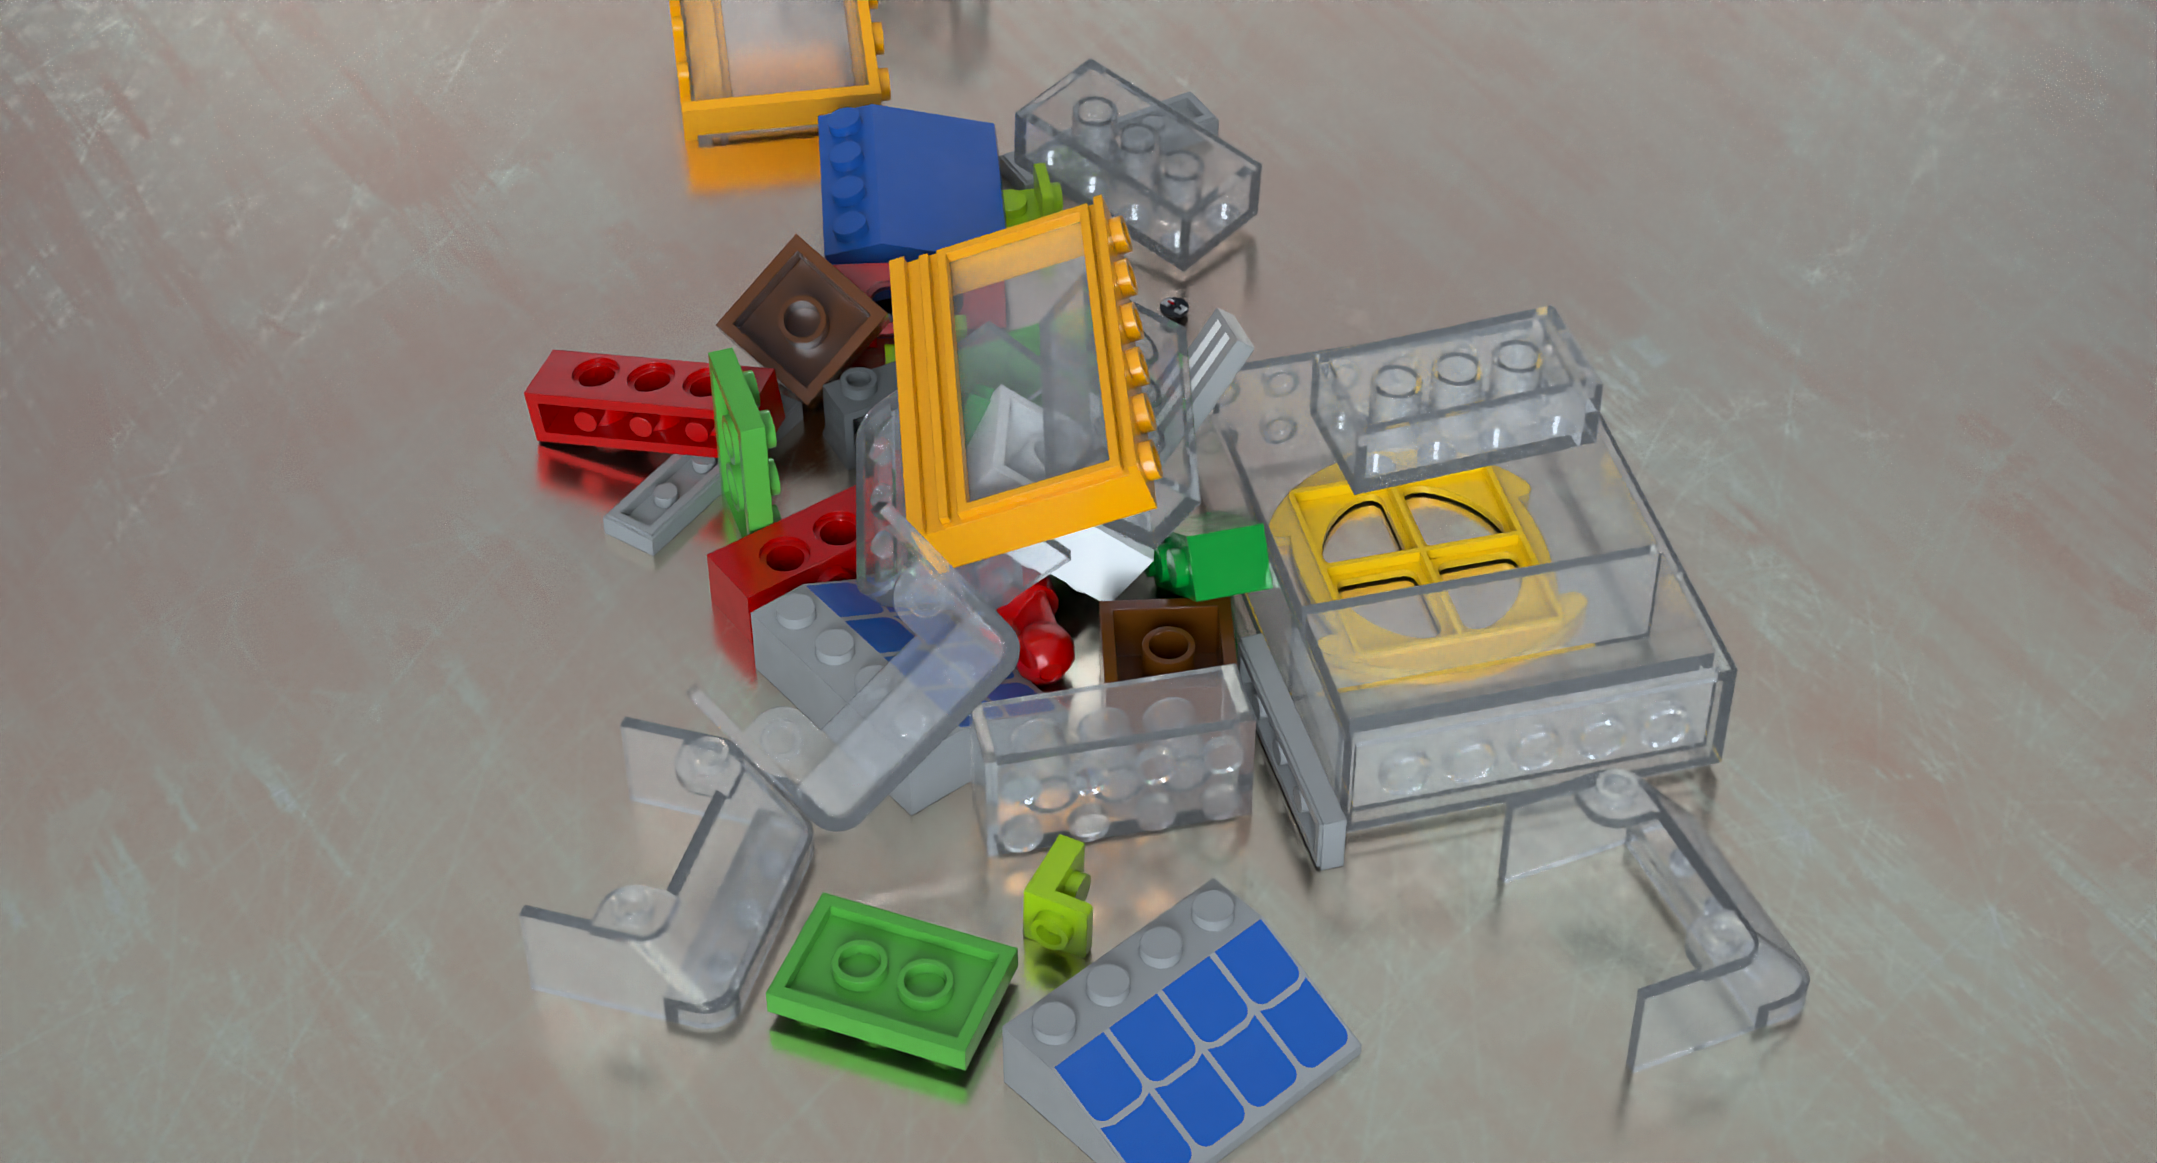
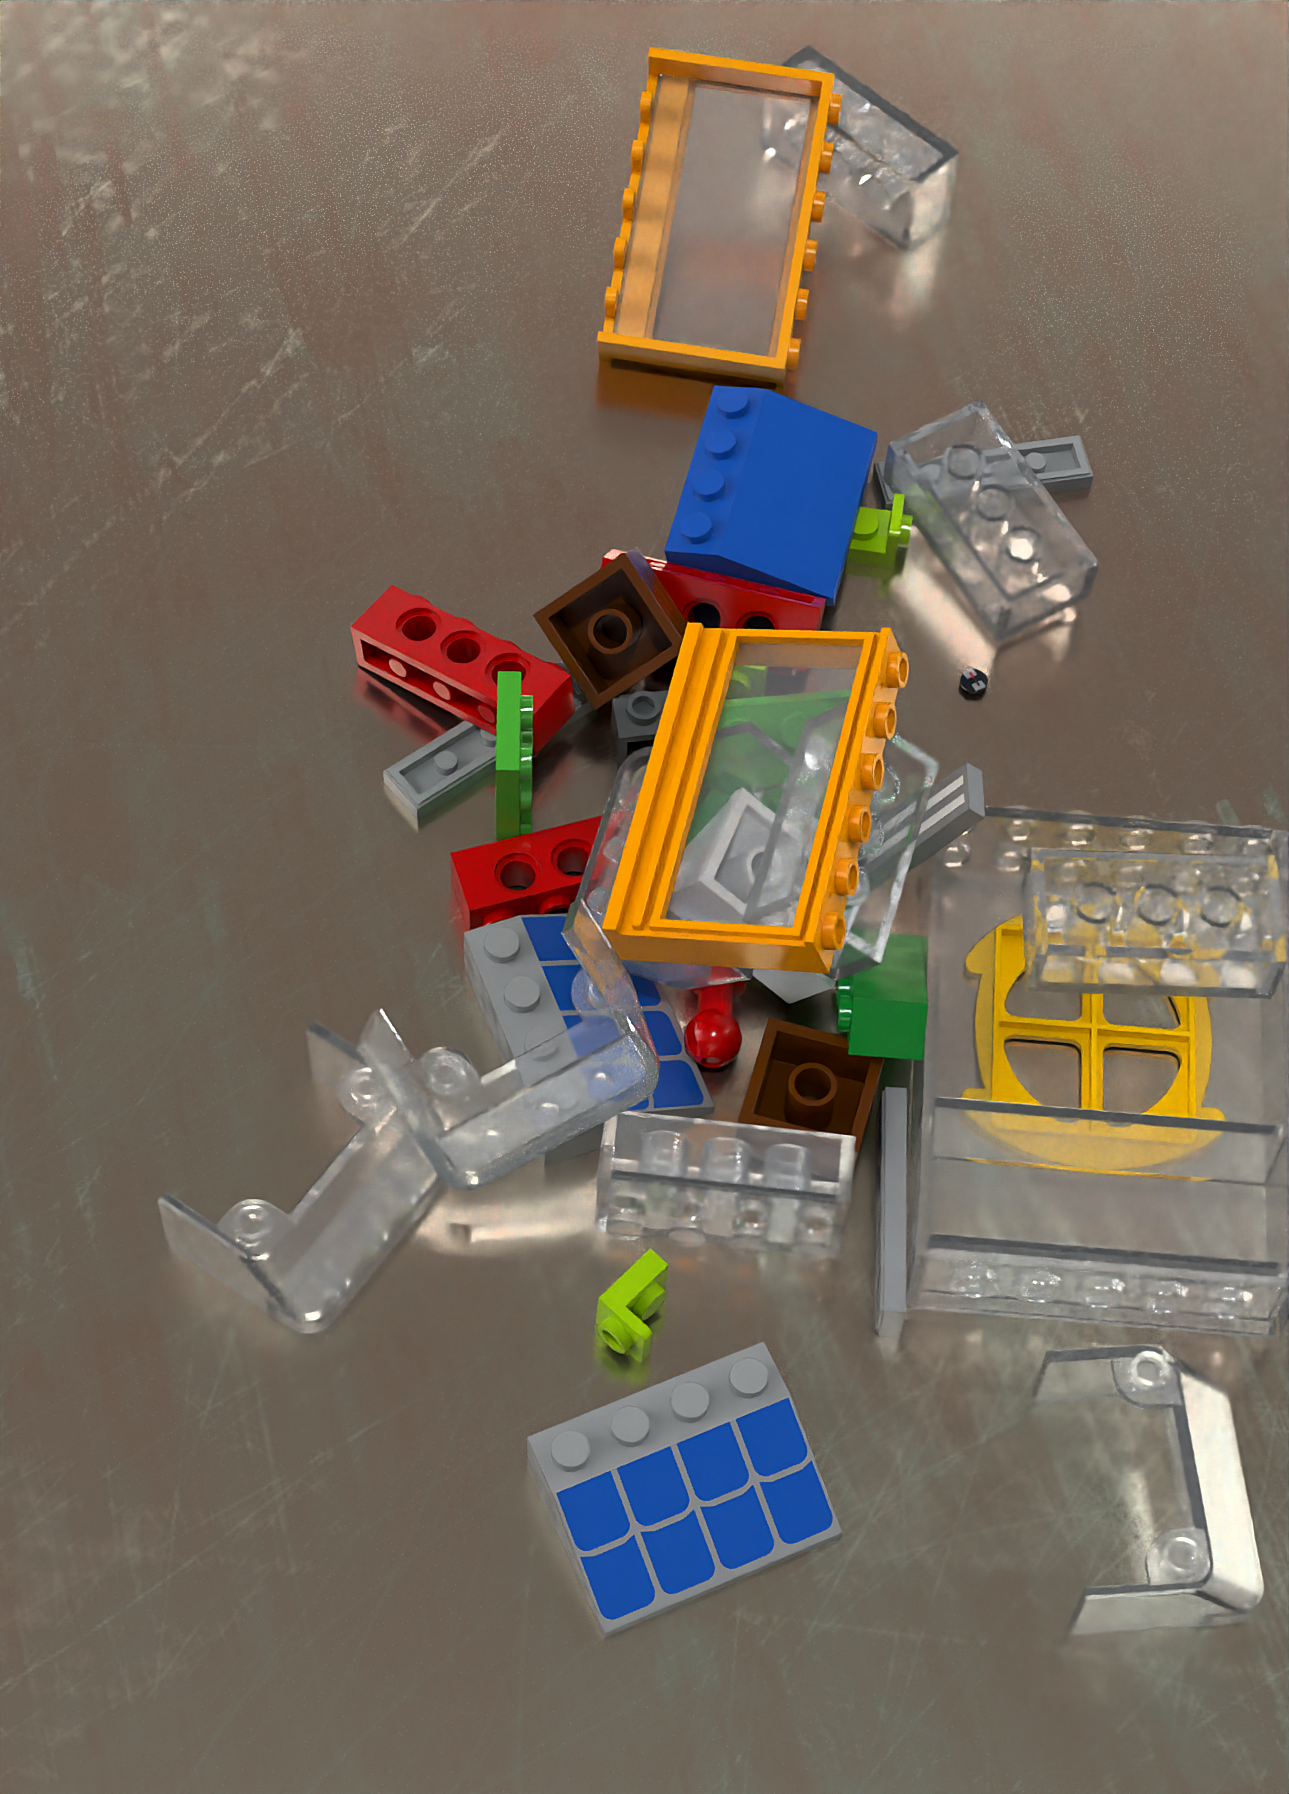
camera: 15 degrees right, 15 degrees up
(893, 980) = (464, 1341): bright green plate -> none

